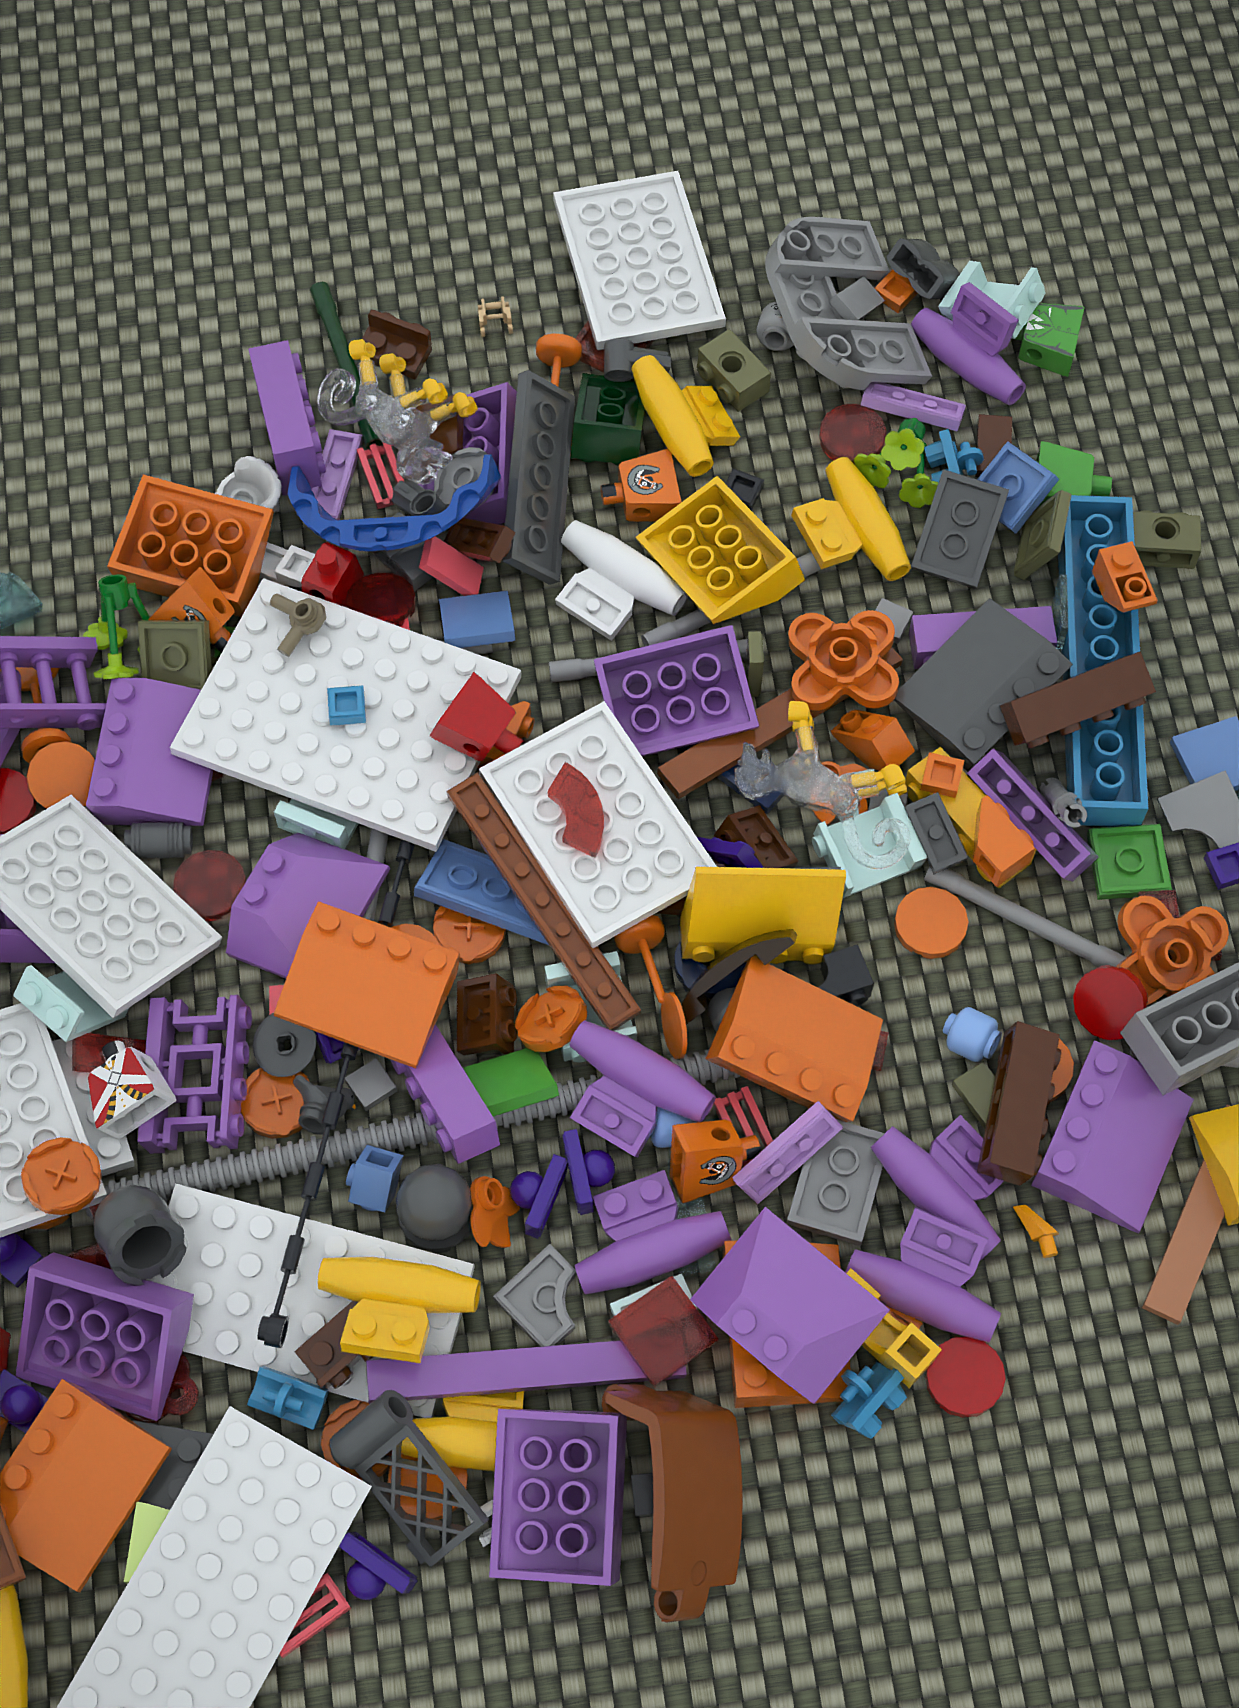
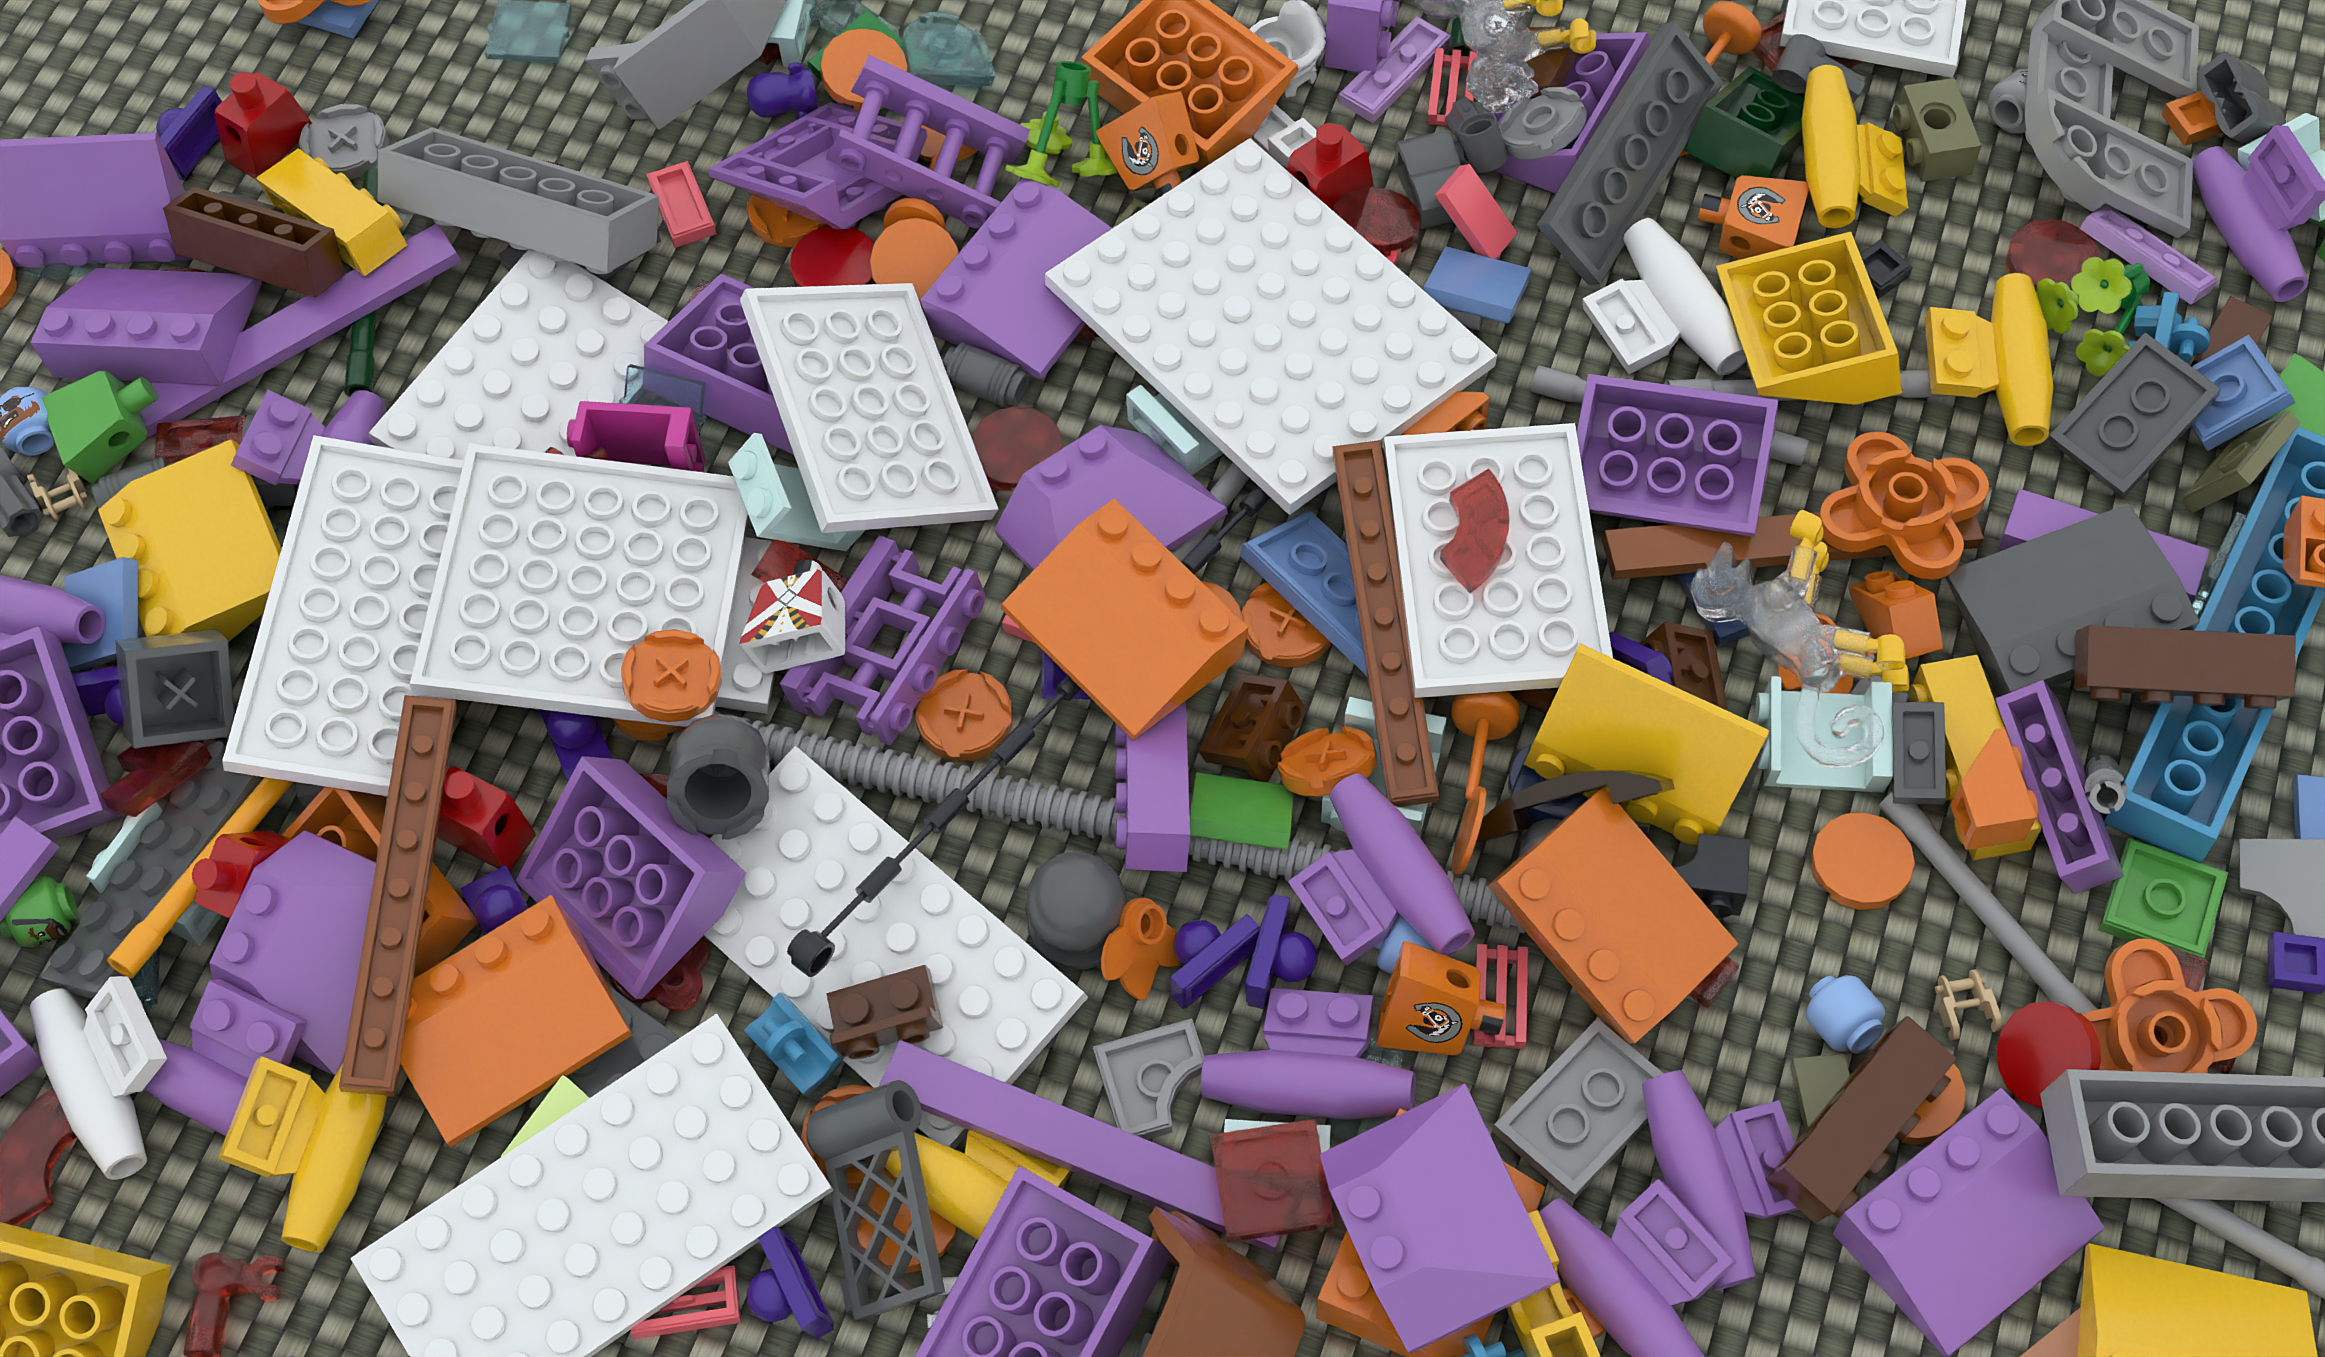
camera: 30 degrees right, 5 degrees down
(175, 651) = (1109, 176): olive tile -> none
(270, 1050) = (987, 650): dark grey piece -> none
(305, 618) = (1271, 193): dark tan piece -> none
(315, 1102) = (1002, 723): dark grey animal -> none
(346, 705) = (1268, 307): dark azure tile -> none
(371, 1084) = (1079, 745): light grey tile -> none
(374, 1178) = (1023, 844): medium blue brick -> none
(389, 532) = (1432, 141): blue windscreen -> none
(394, 1302) = (963, 986): yellow plate -> none
(477, 721) = (1408, 382): red torso -> none
(480, 539) = (1525, 192): reddish brown plate -> none
(754, 662) = (1787, 463): olive tile -> none
(787, 1152) = (1534, 1043): lavender tile -> none
(857, 300) = (2135, 105): light grey tile -> none
(899, 616) = (2002, 489): light grey tile -> none
(942, 774) = (1961, 686): orange tile -> none
(1038, 1230) = (1813, 1291): light orange bar -> none
(1051, 982) = (1982, 999): none -> tan piece

